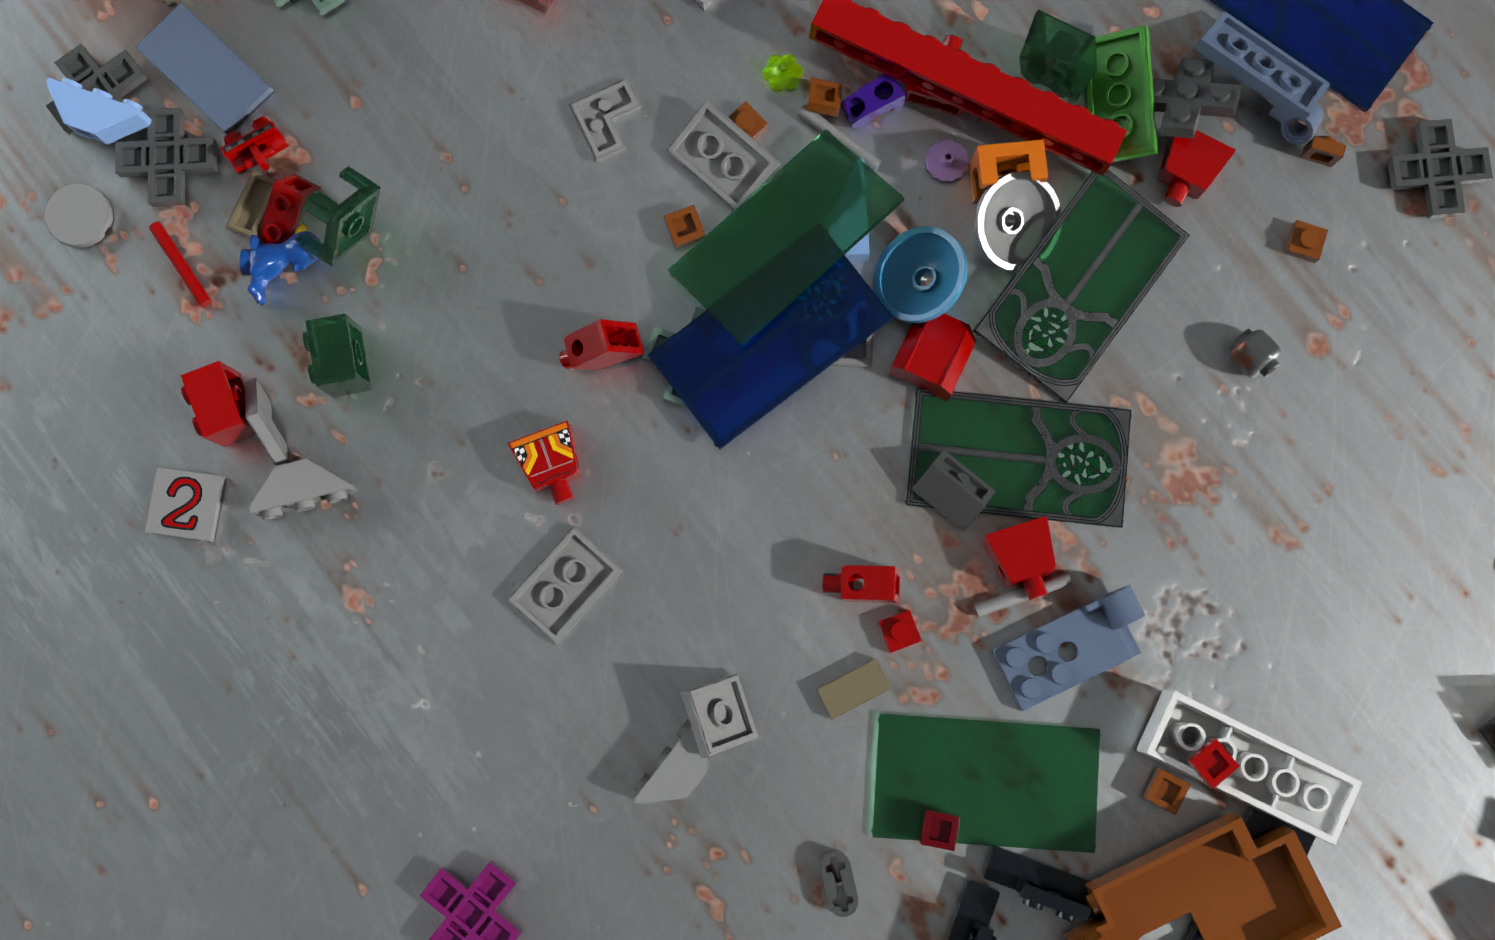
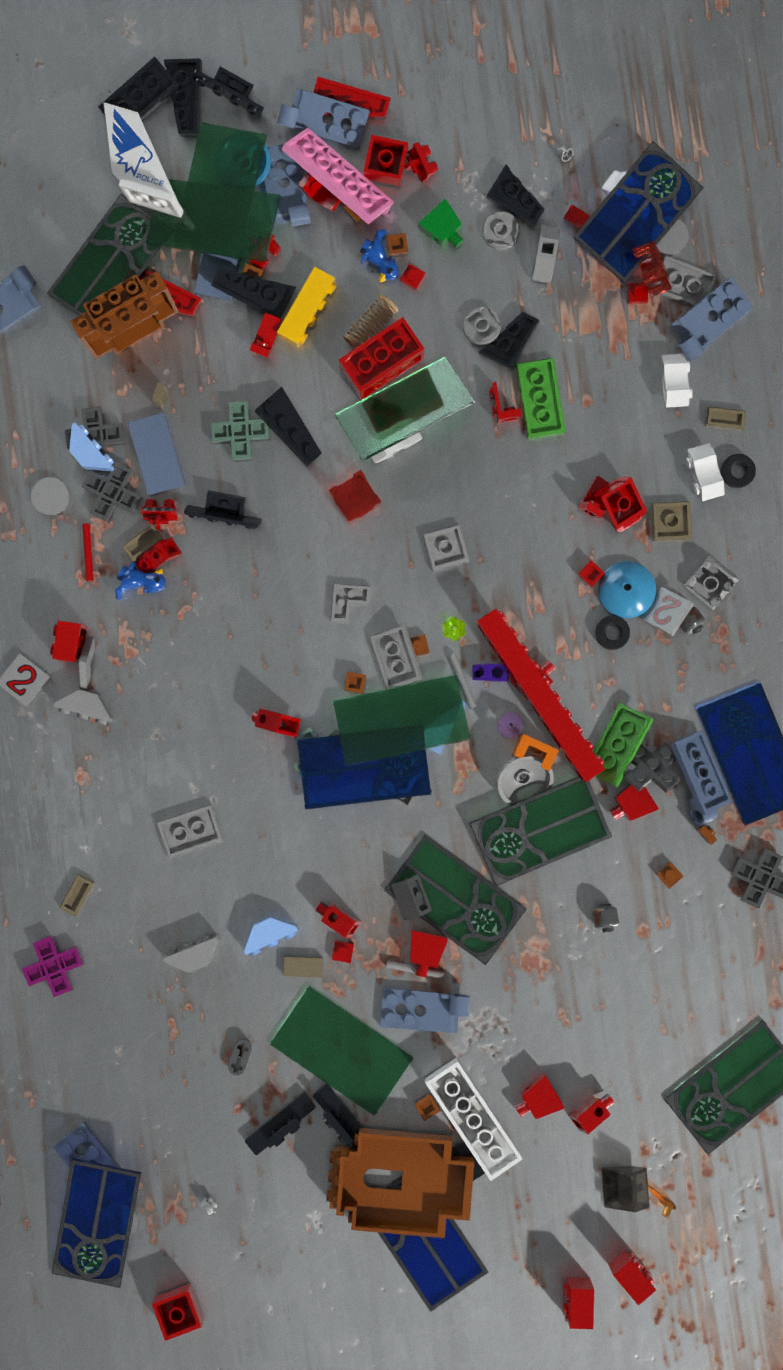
camera: 30 degrees right, 5 degrees up
(337, 355) = (140, 651): clear green slope -> none
(345, 85) = (224, 508): none -> black bracket
(346, 222) = (182, 581): clear green panel -> none
(447, 781) = (77, 894): none -> dark tan tile
(549, 460) = (217, 764): red torso -> none
(719, 715) = (228, 941): light grey tile -> none
(772, 667) = (268, 933): none -> light blue slope
(824, 97) = (466, 656): dark orange plate -> none
(907, 266) = (453, 771): dark azure dish -> none
(934, 355) = (444, 821): red slope -> none
(939, 830) = (304, 1060): dark red plate -> none
(1058, 56) = (596, 708): clear green slope -> none
(1213, 763) = (453, 1107): red plate -> none
(1325, 677) = (539, 1098): none -> red torso
(1416, 654) = (584, 1116): none -> red torso

